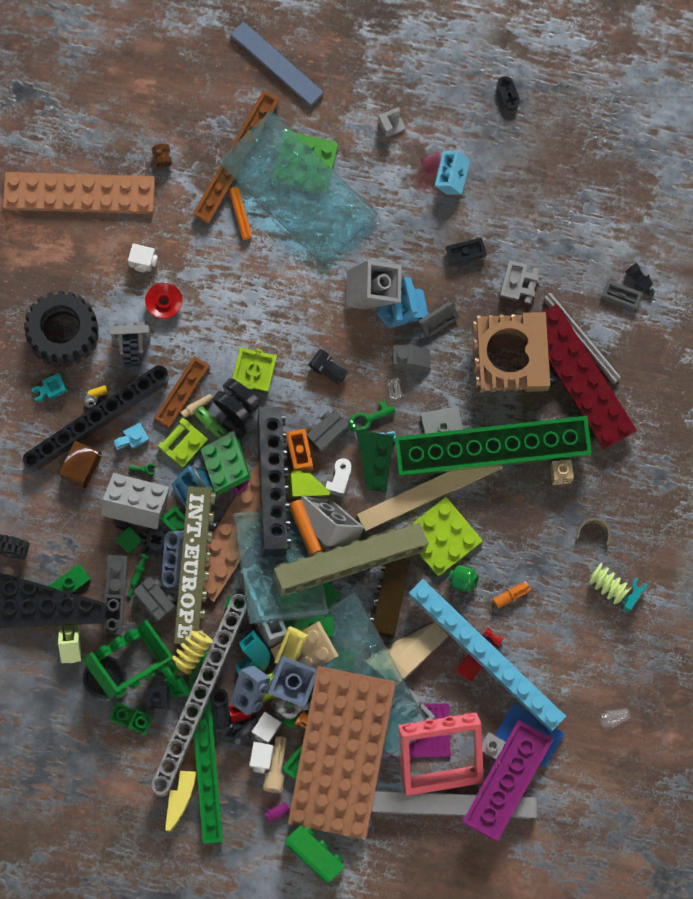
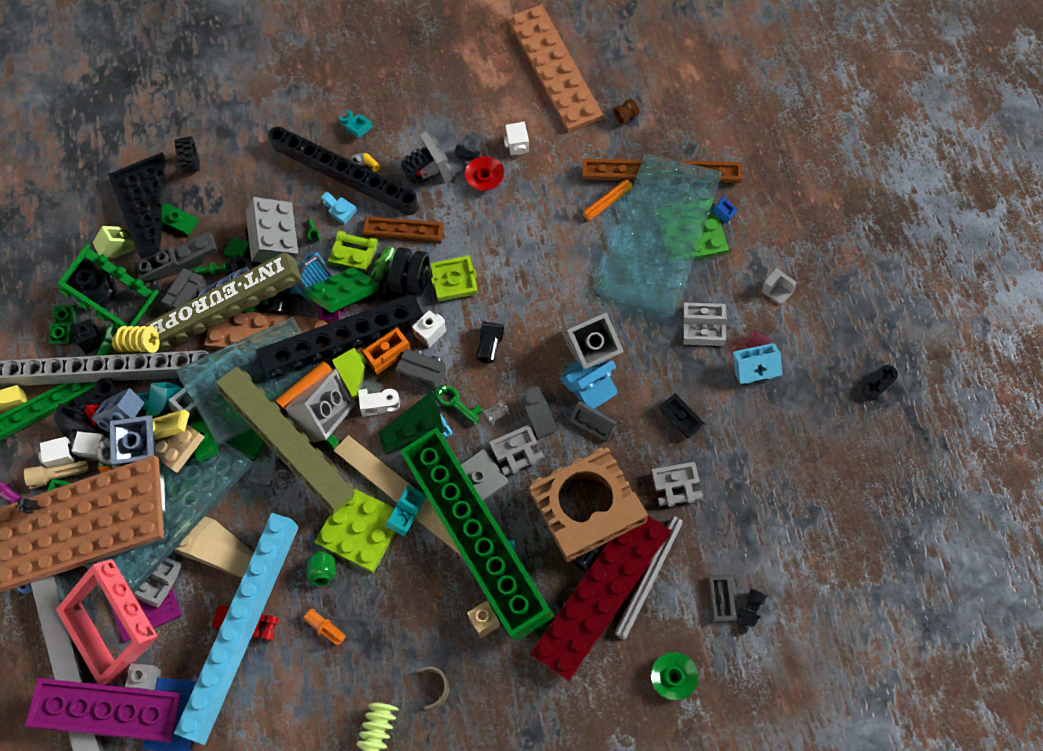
camera: 75 degrees right, 10 degrees down
(61, 305) = (407, 85): black tyre -> none
(80, 464) = (291, 177): reddish brown piece -> none
(132, 306) = (466, 152): none -> black pin
(190, 409) = (389, 242): tan animal -> none
(277, 64) = (777, 166): sand blue tile -> none
(293, 409) = (429, 328): none -> white brick
(301, 126) = (724, 210): none -> blue tile
(307, 789) = (26, 505): none -> black plate
(390, 597) = (256, 507): dark brown brick -> none
(394, 195) = (704, 324): none -> light grey slope
(428, 388) = (514, 444): none -> light grey plate
(445, 491) = (406, 510): none -> teal slope
(671, 350) = (674, 664): none -> green dish

